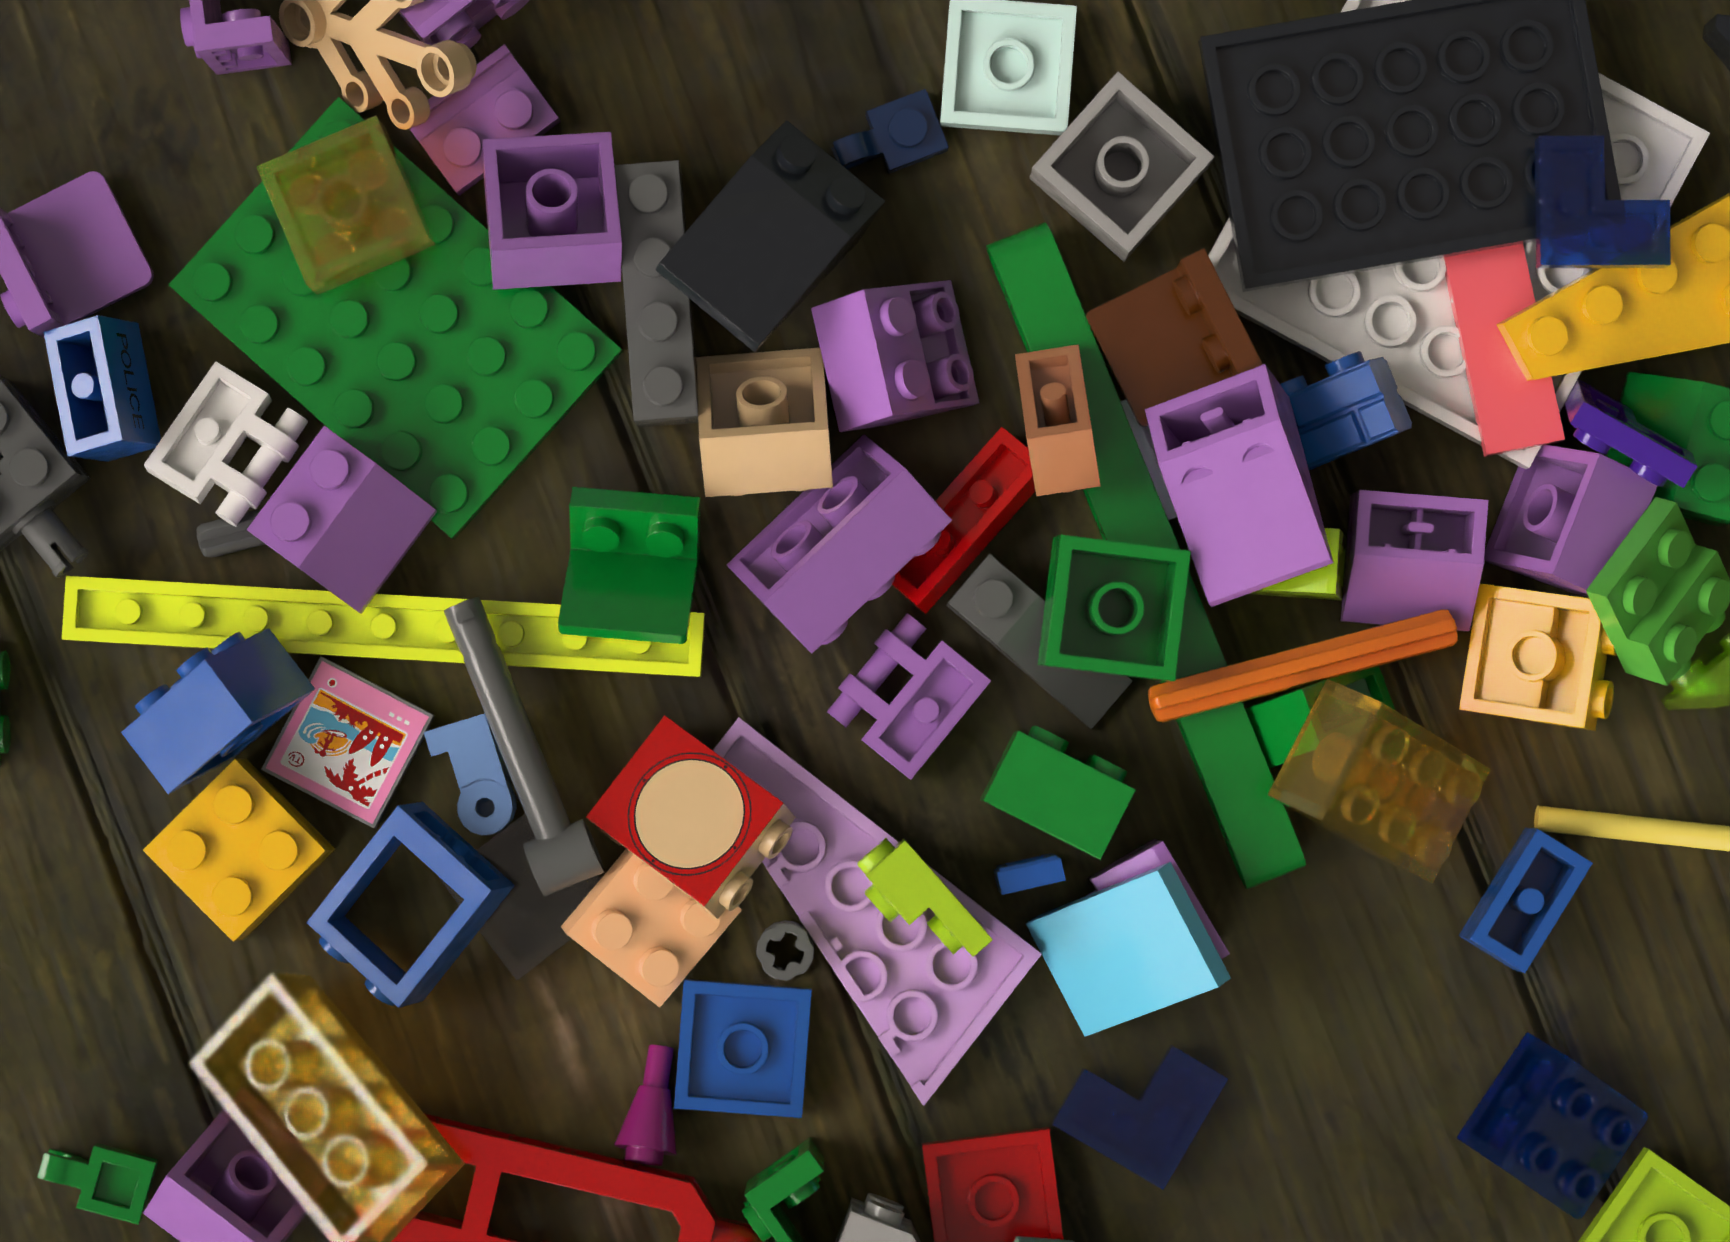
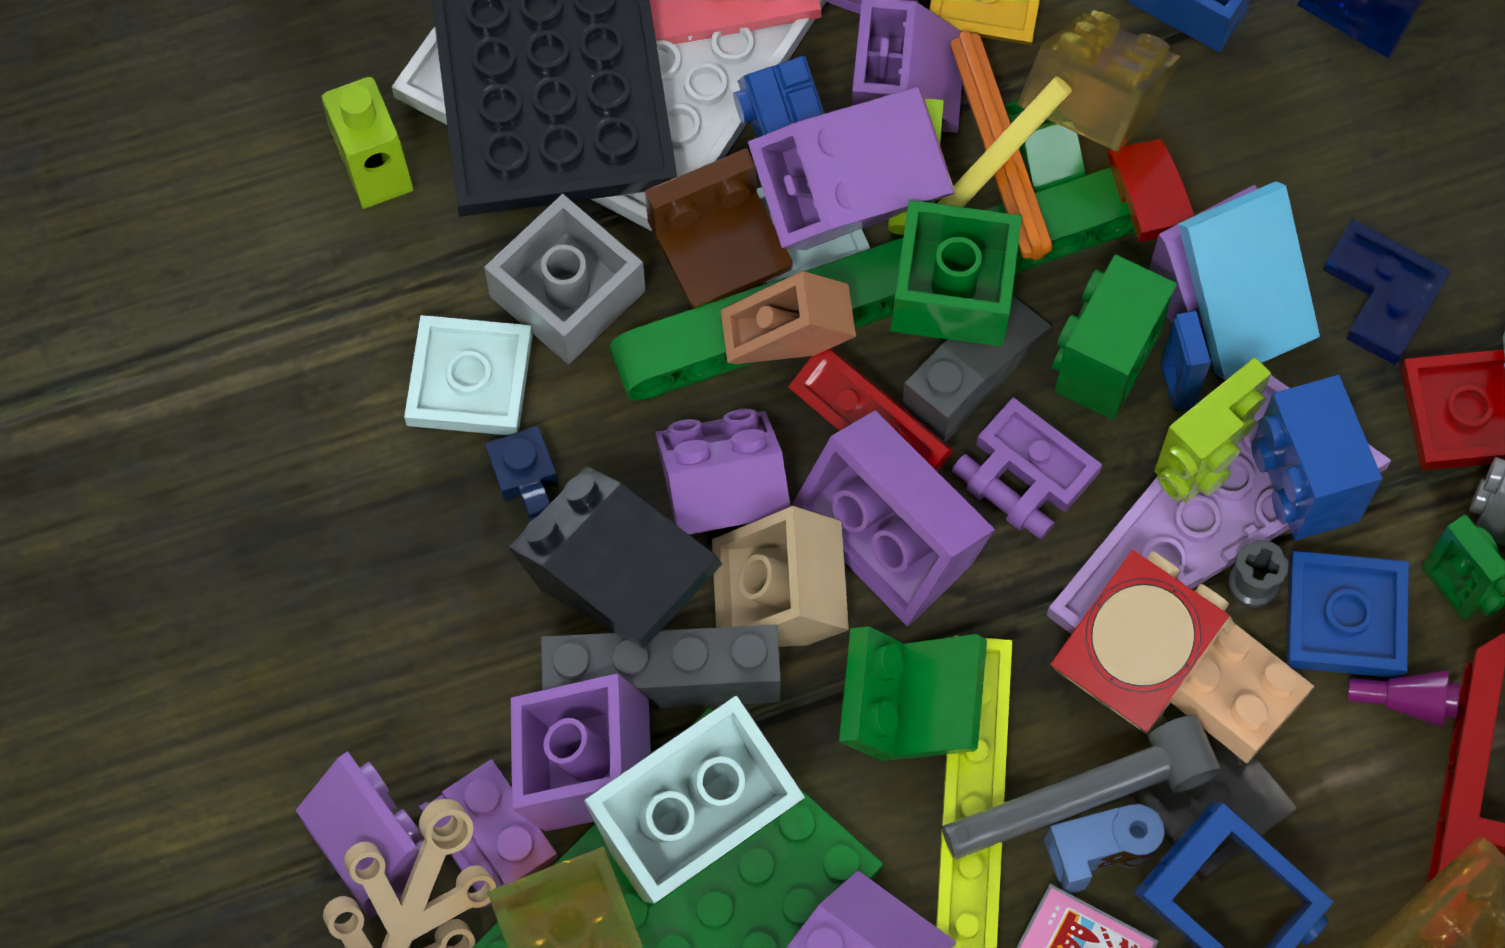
camera: 90 degrees left, 20 degrees down
(480, 330) = (692, 801): none -> light aqua slope
(896, 1010) = (1315, 458): none -> blue brick
(1240, 840) = (1150, 186): none -> red slope
(1278, 664) = (1008, 142): none -> light yellow bar

